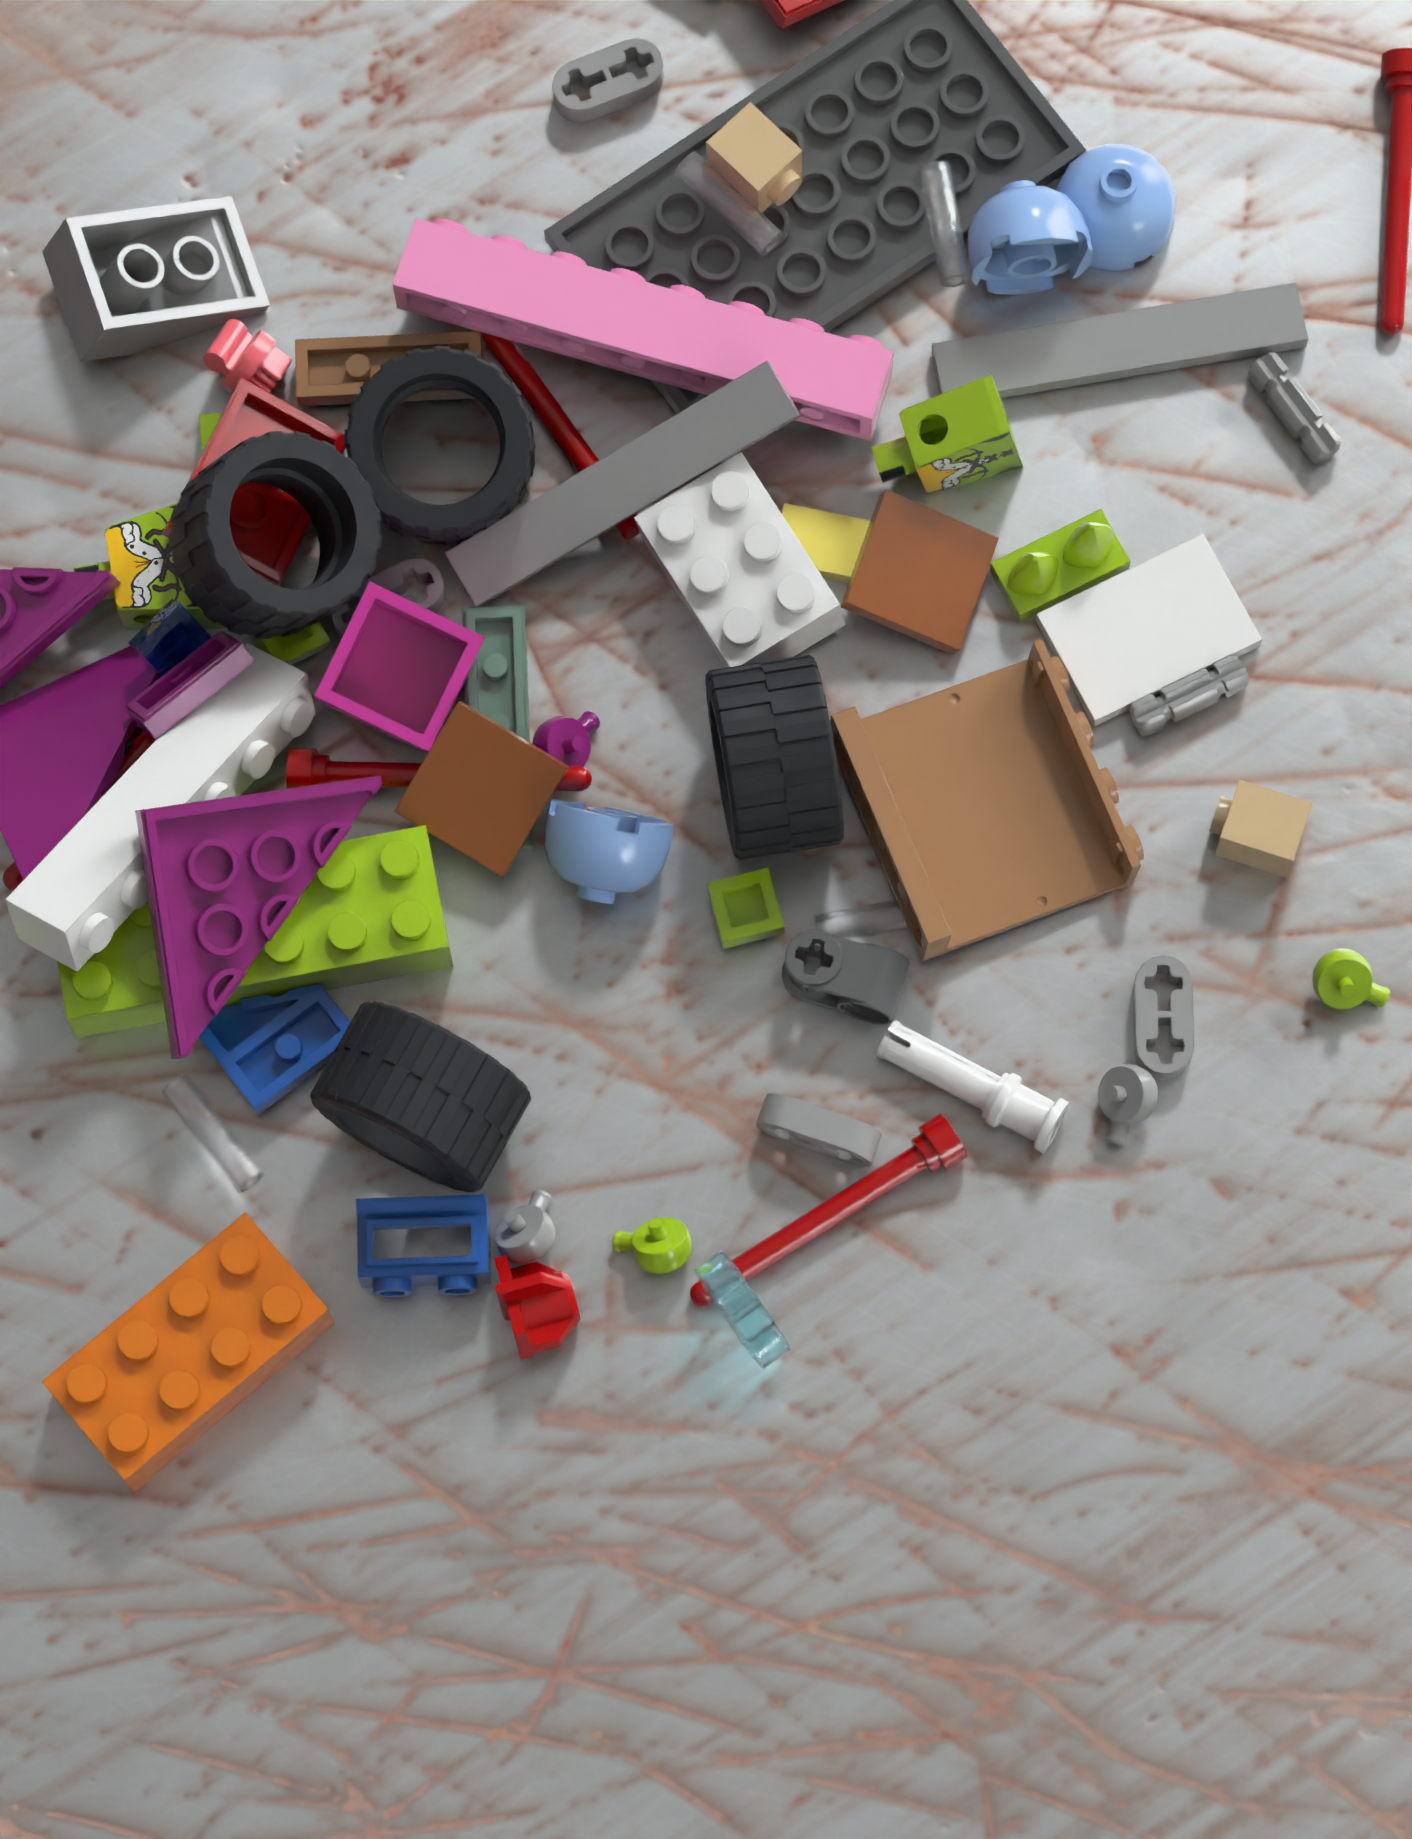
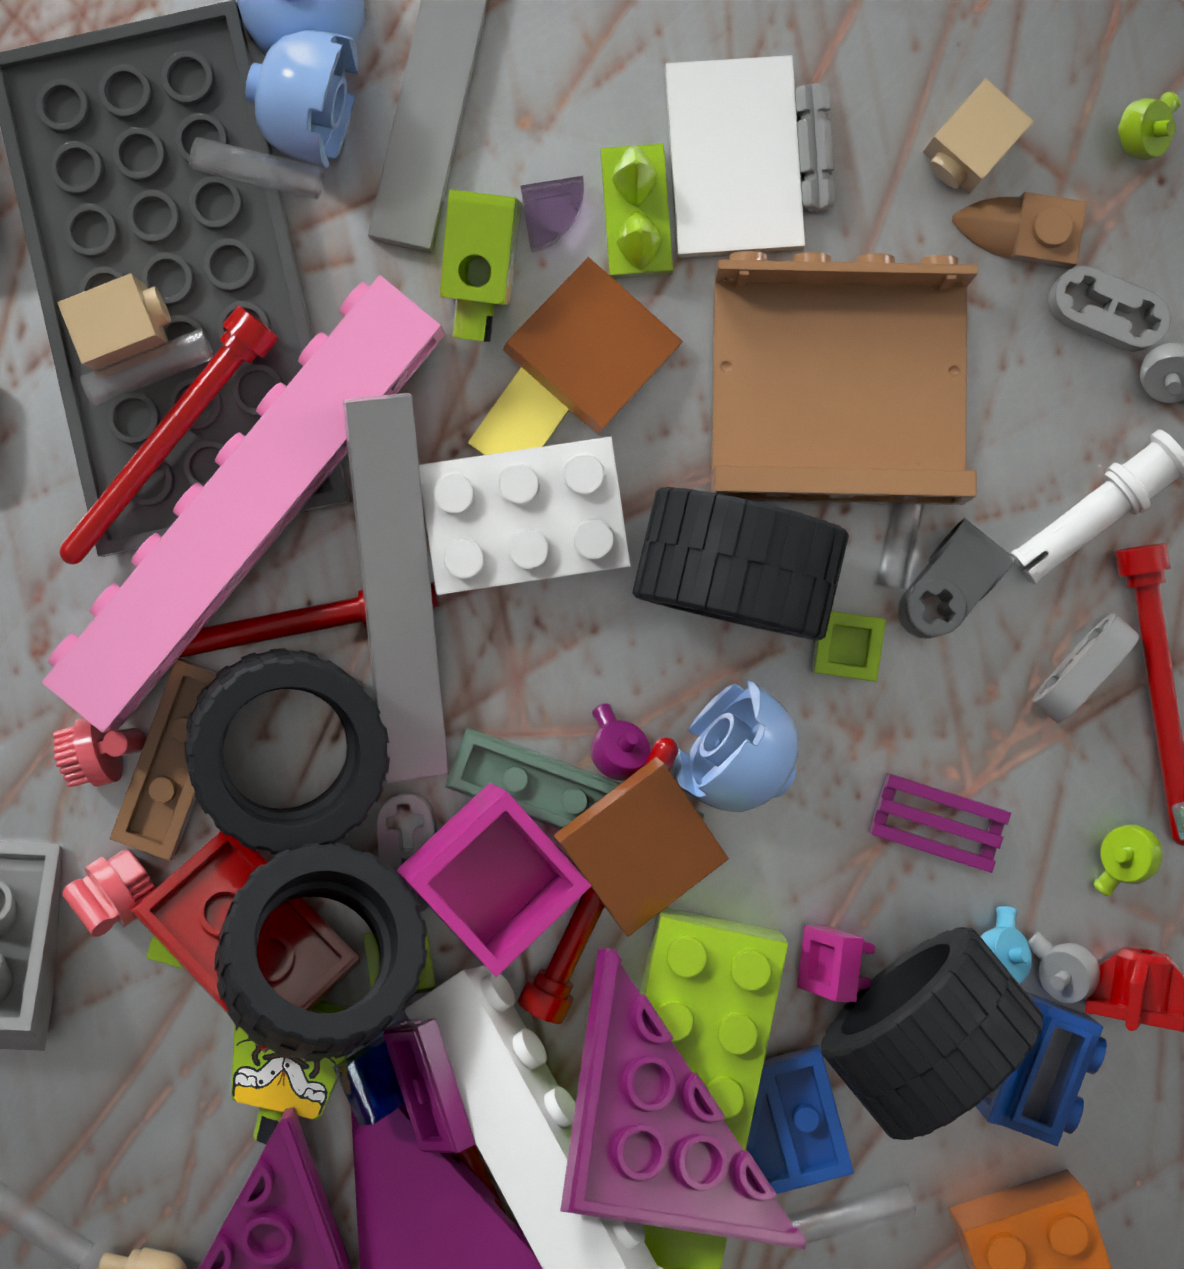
camera: 65 degrees left, 15 degrees up
(366, 297) = (94, 756): none -> coral piece
(450, 1008) = (832, 963): none -> dark pink tile
(523, 1168) = (1009, 944): none -> medium azure piece
(612, 1010) = (990, 839): none -> magenta tile
(789, 270) = (241, 342): none -> red piece
(1027, 491) = (551, 209): none -> clear purple tile
(1205, 916) = (1026, 228): none -> medium nougat plate

